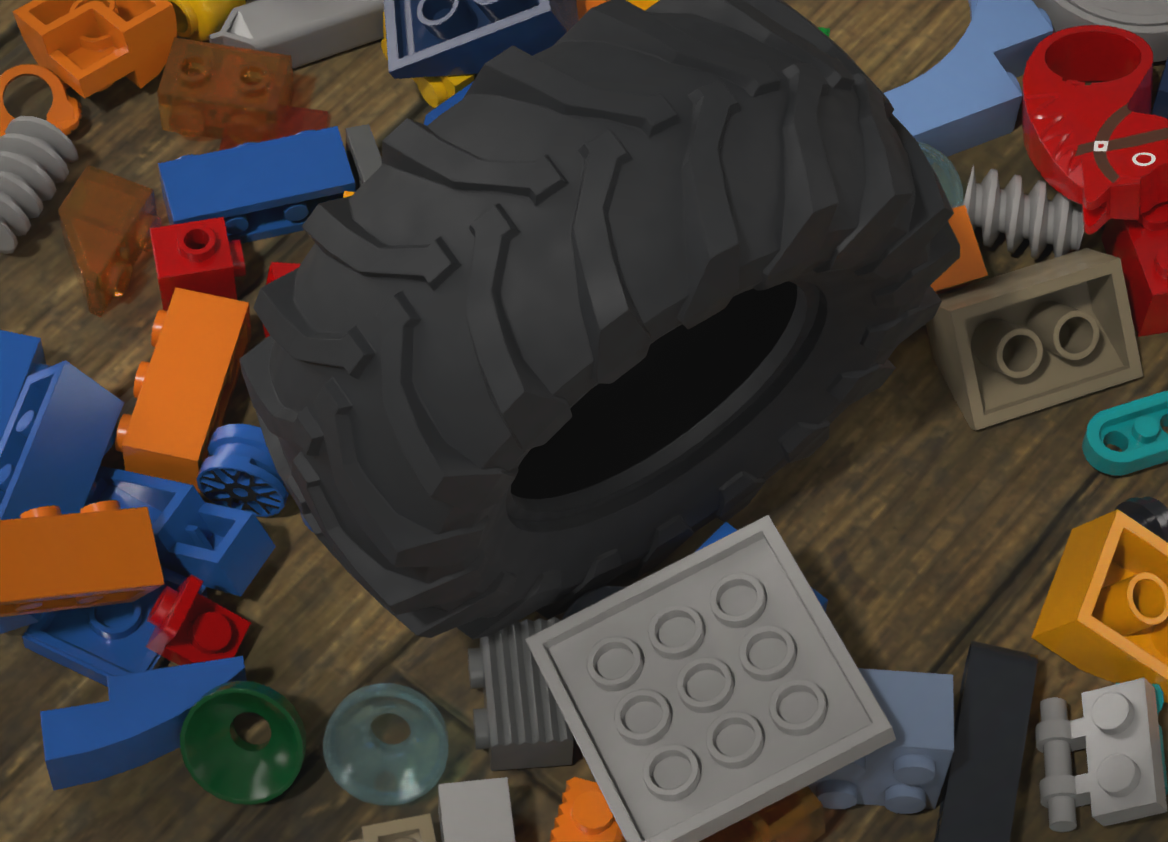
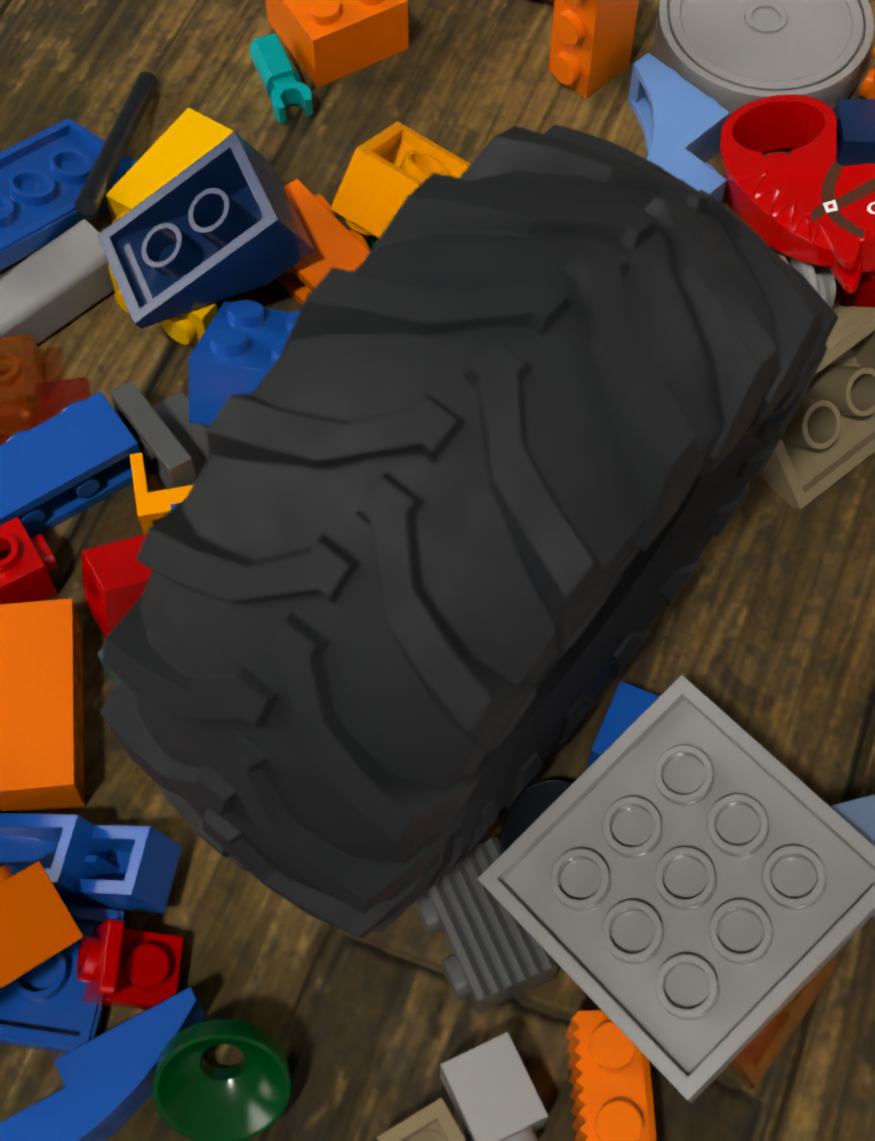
camera: 15 degrees left, 5 degrees up
(242, 470) = (115, 782): blue wheel -> none
(380, 770) = (372, 1052): clear light blue piece -> none

